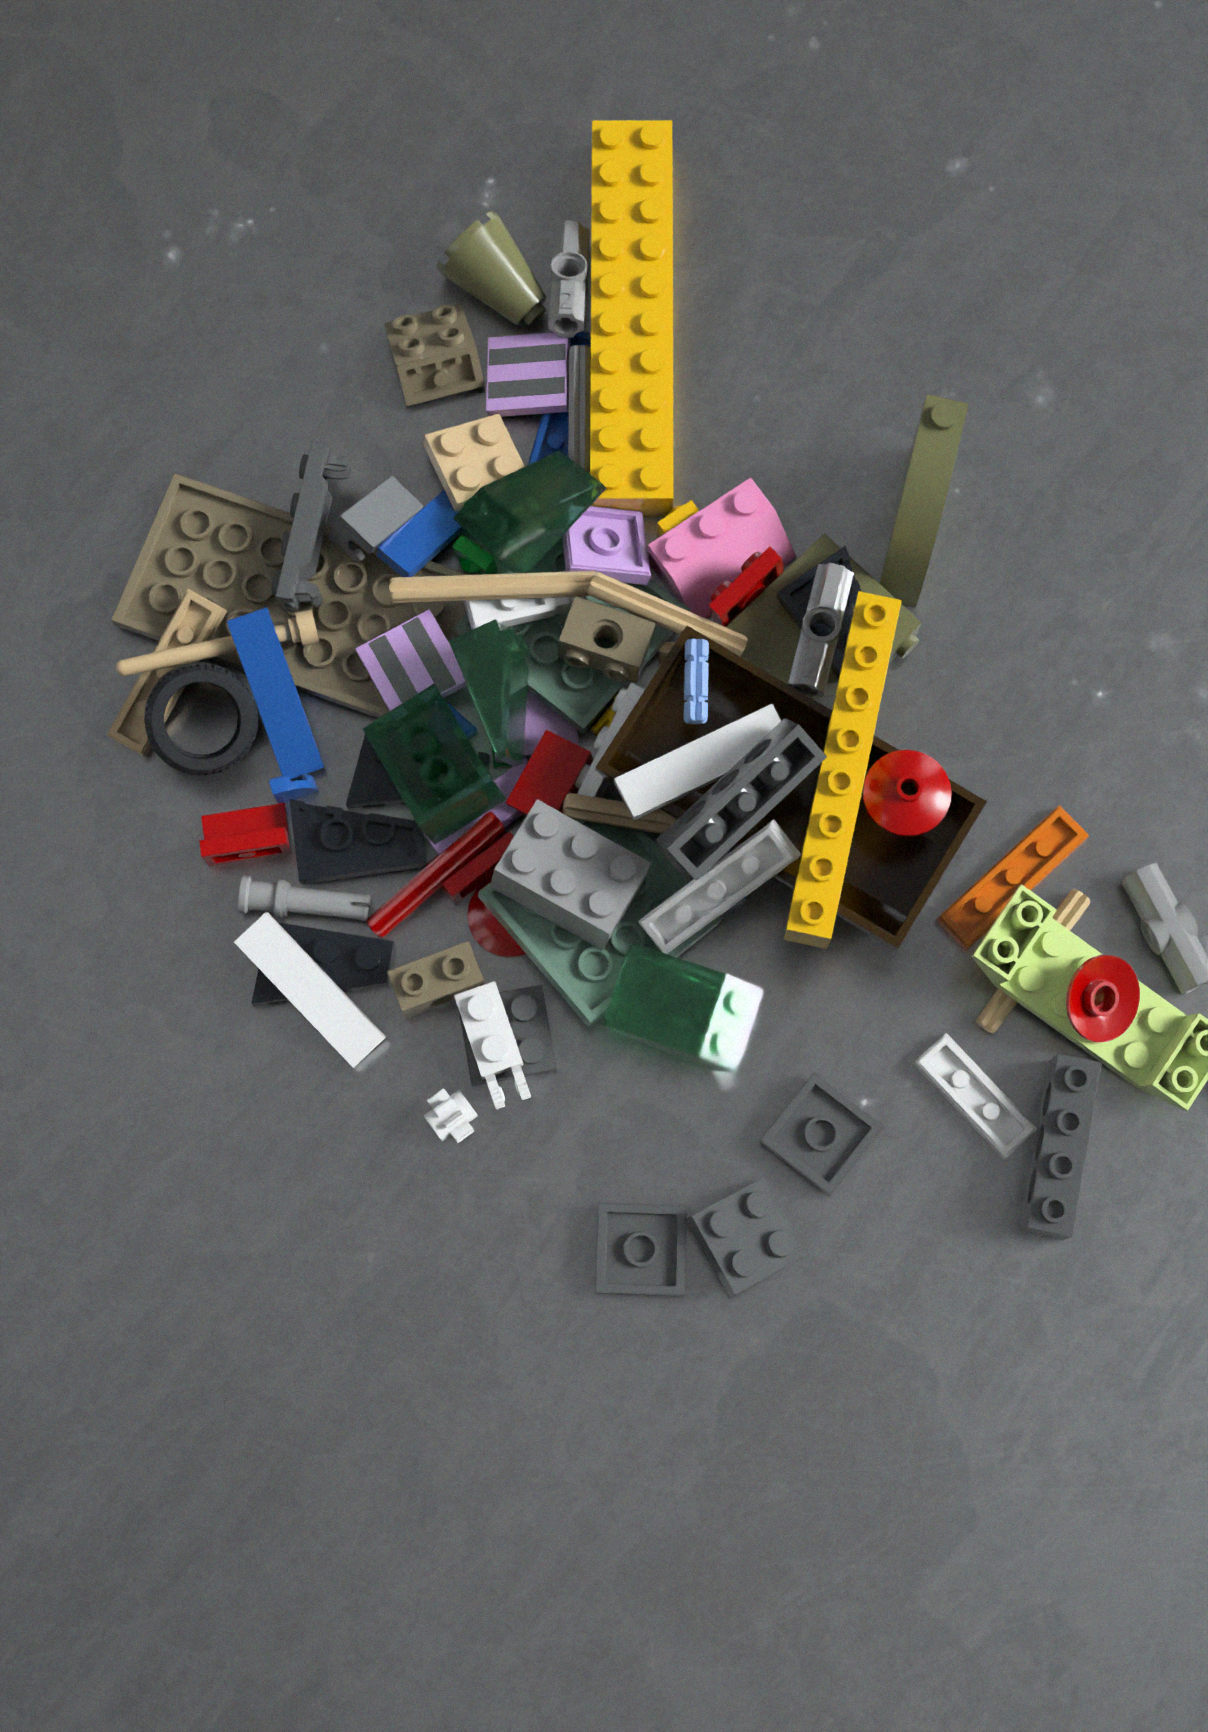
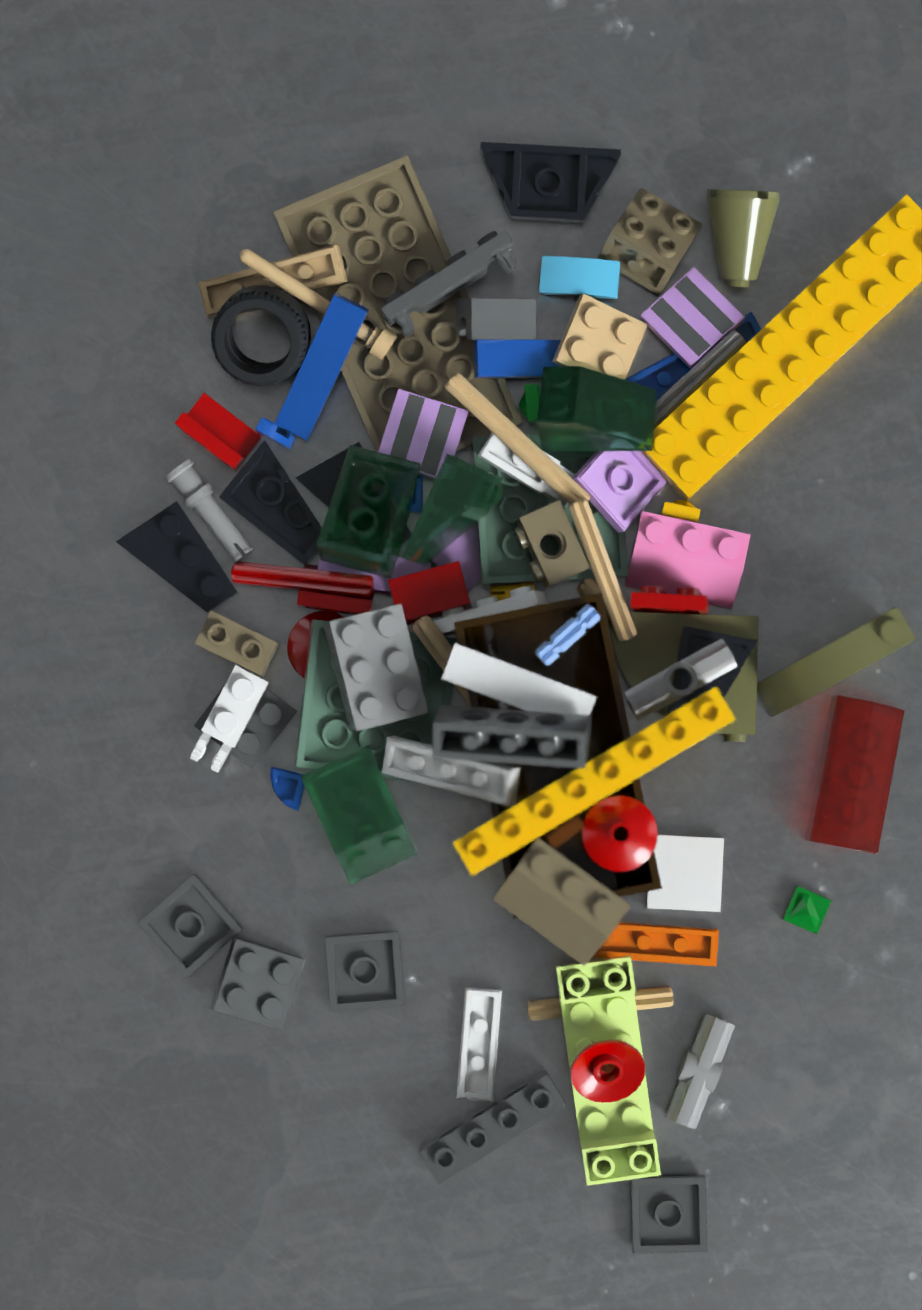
camera: 40 degrees right, 10 degrees up
(305, 385) = (549, 180): none -> black wing
(310, 989) = (157, 570): white tile -> none
(405, 430) = (579, 276): none -> medium azure slope
(450, 1115) = (161, 732): white gear -> none
(569, 279) = (769, 295): light grey piece -> none
(599, 1053) = (287, 786): none -> blue tile
(863, 833) = (564, 831): none -> reddish brown tile
(922, 889) = (561, 902): none -> dark tan slope
(1000, 781) = (688, 873): none -> white tile
(1026, 581) = (854, 774): none -> clear red slope
(1107, 720) = (806, 909): none -> green tile

